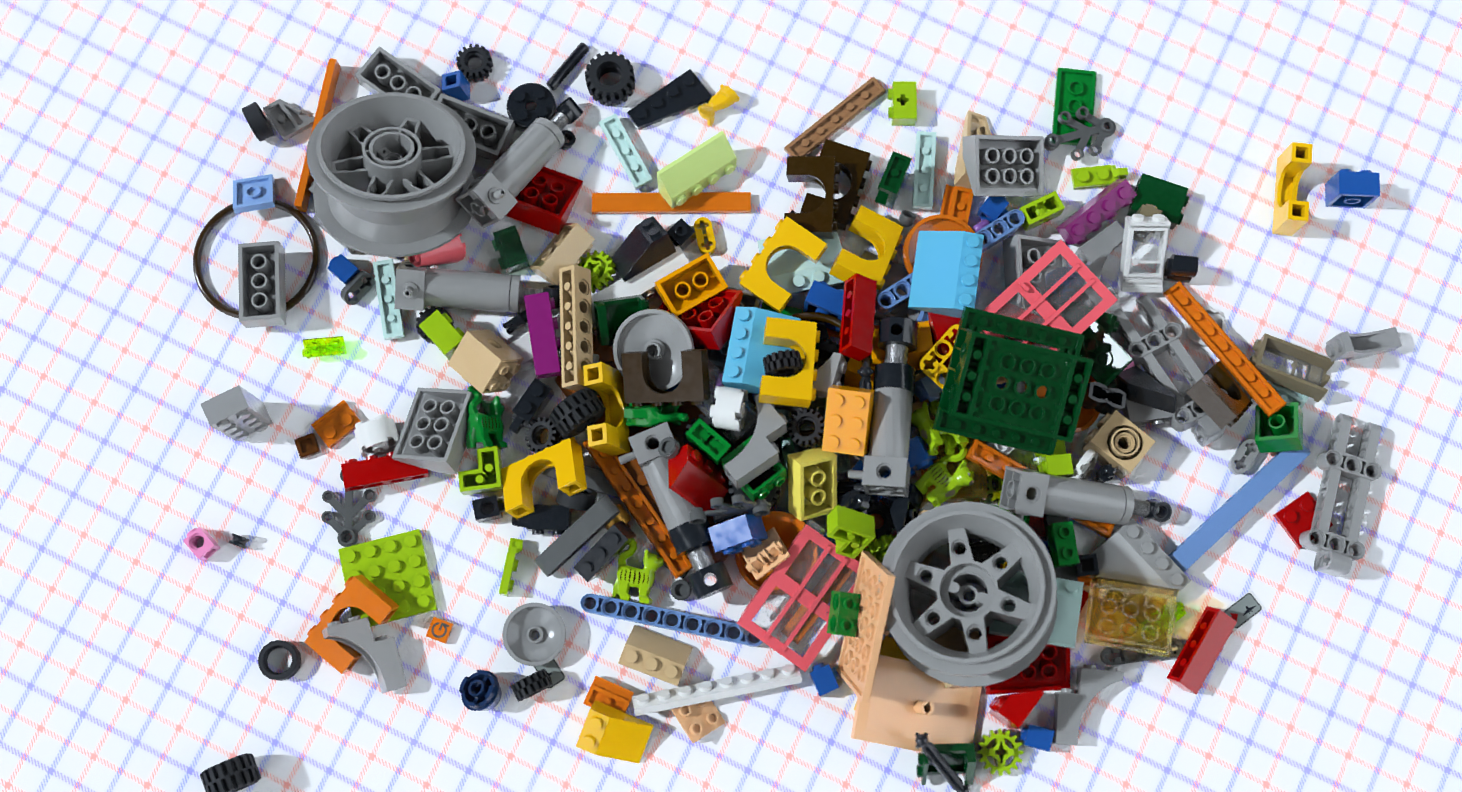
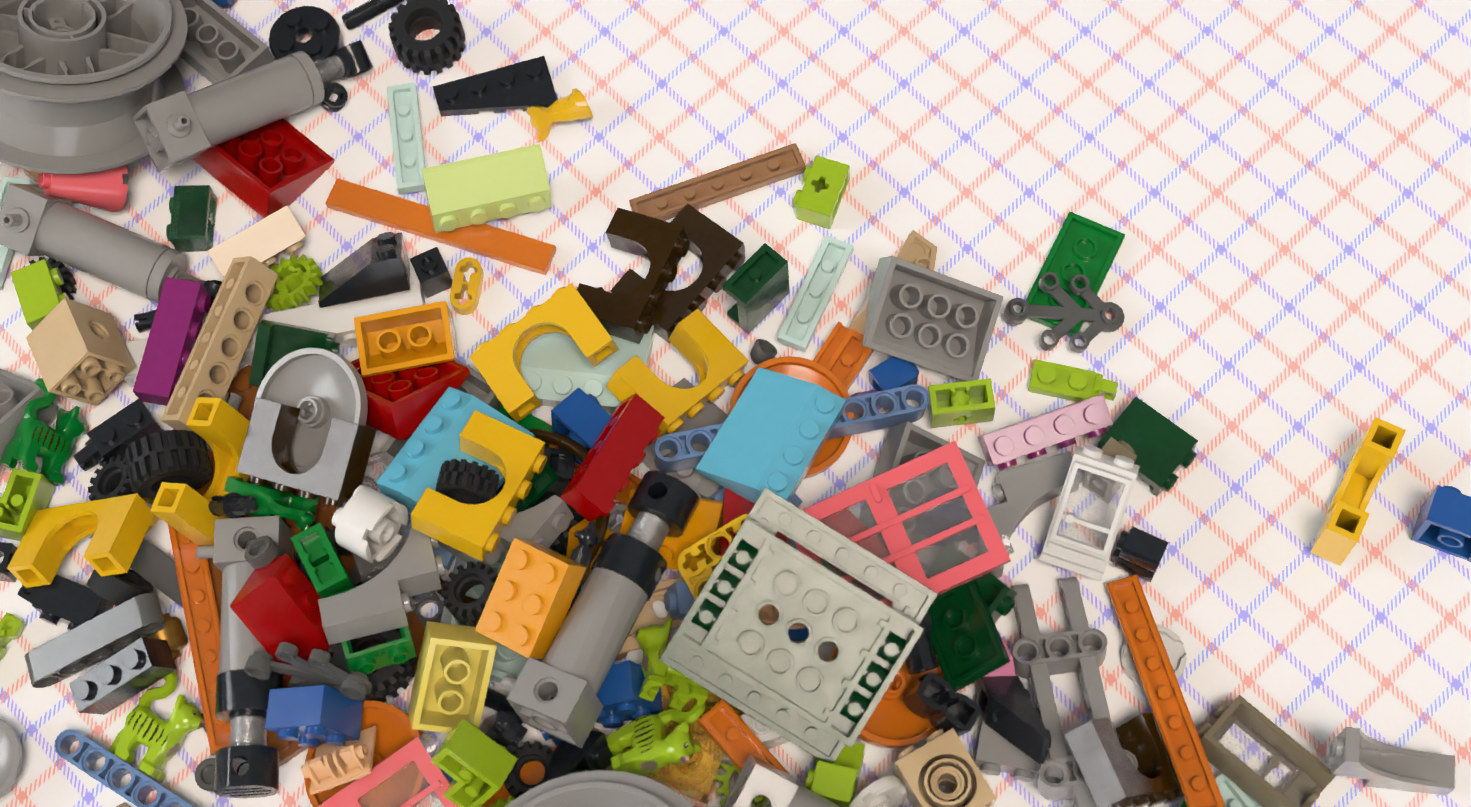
camera: 25 degrees right, 10 degrees down
(636, 425) = (232, 505): none -> black axle

